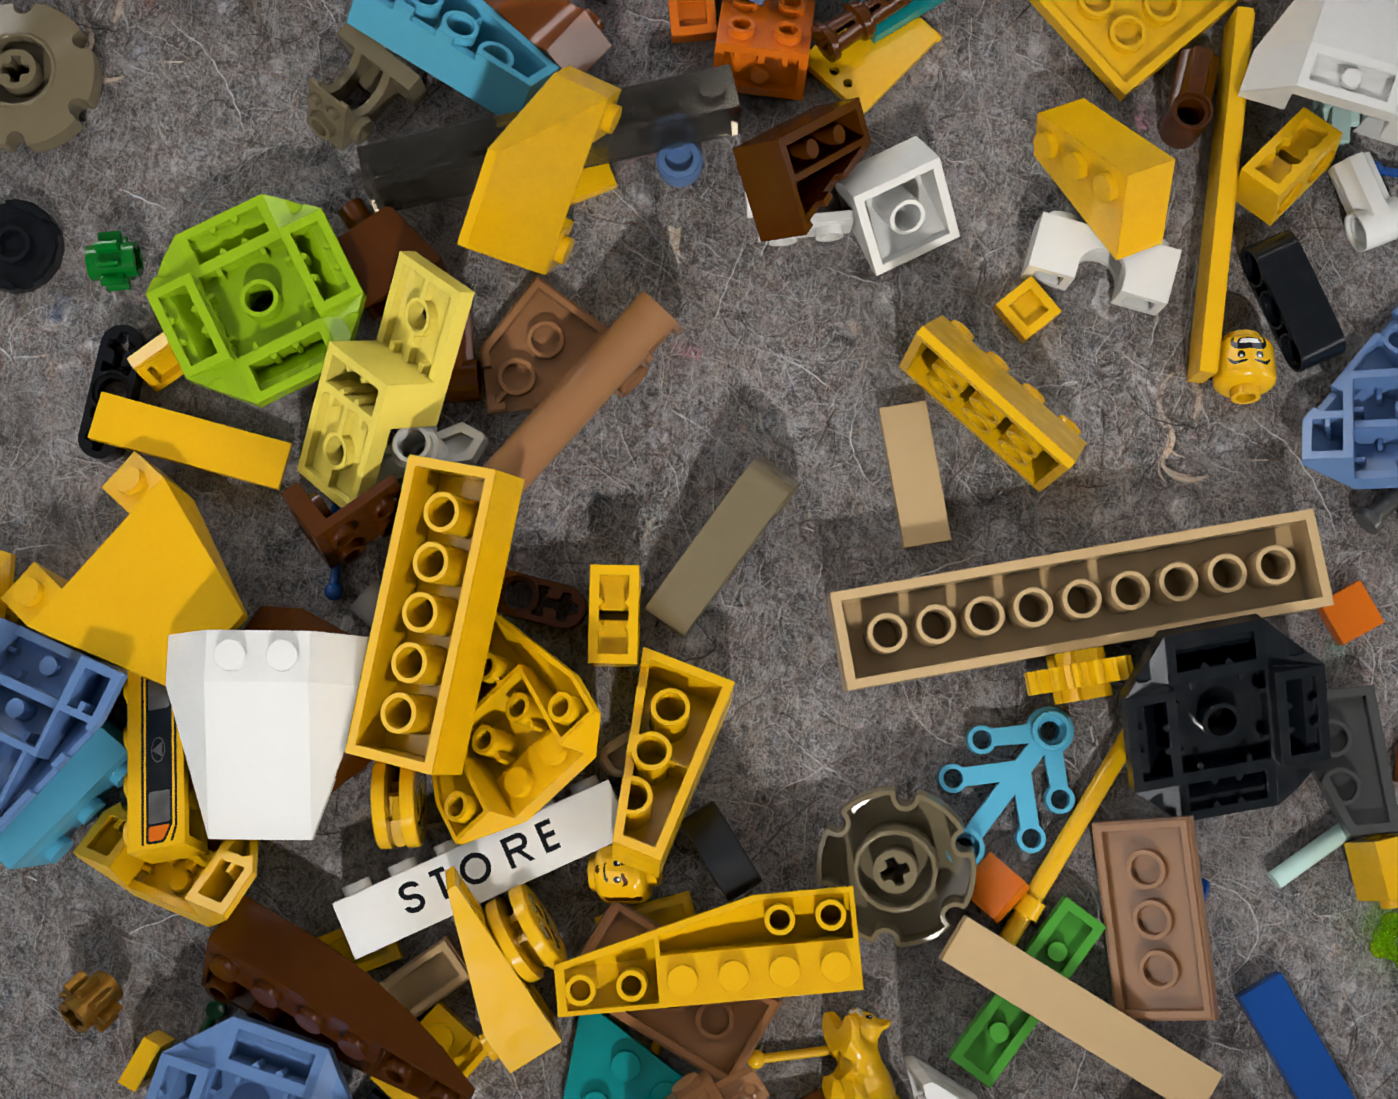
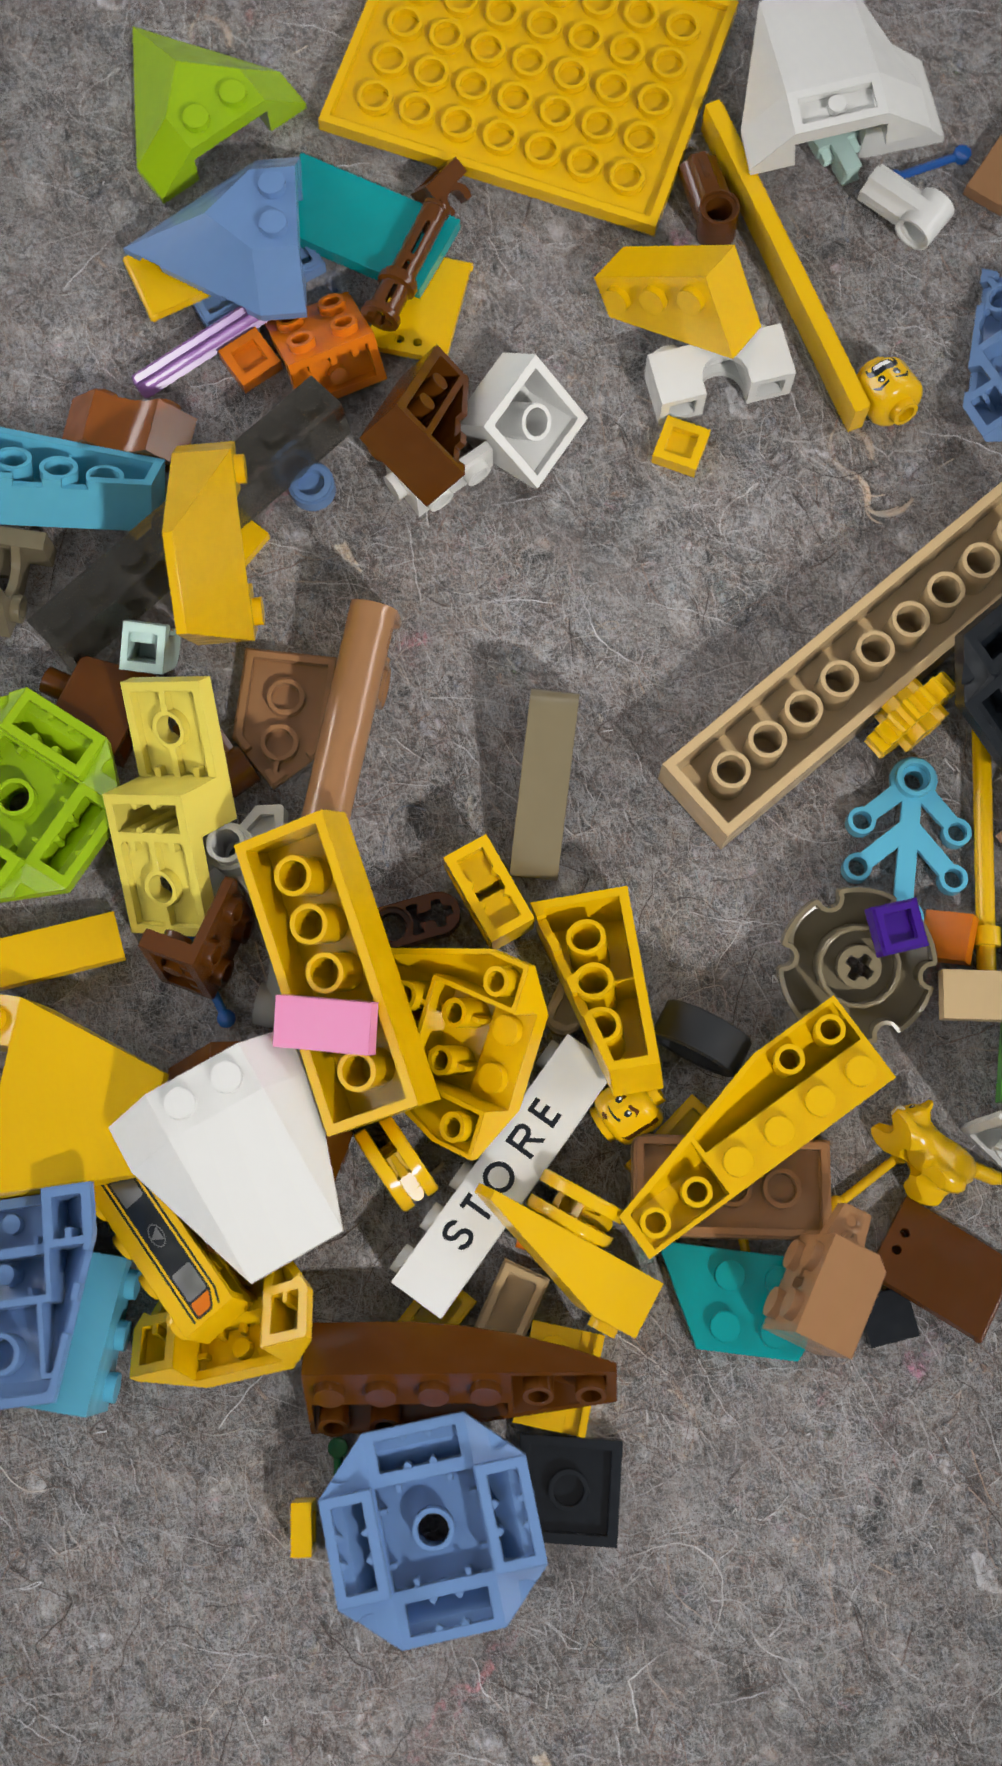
camera: 30 degrees left, 5 degrees down
(90, 1001) = (221, 1504): pearl gold gear -> none
(394, 658) = (325, 1024): none -> bright pink tile
(440, 230) = (149, 647): none -> light aqua leg
(914, 475) = (670, 634): tan tile -> none
(946, 858) = (896, 927): none -> dark purple tile
(992, 403) = (701, 536): yellow slope -> none
(1287, 165) = (824, 209): yellow brick -> none
(1292, 301) = (895, 317): black beam -> none

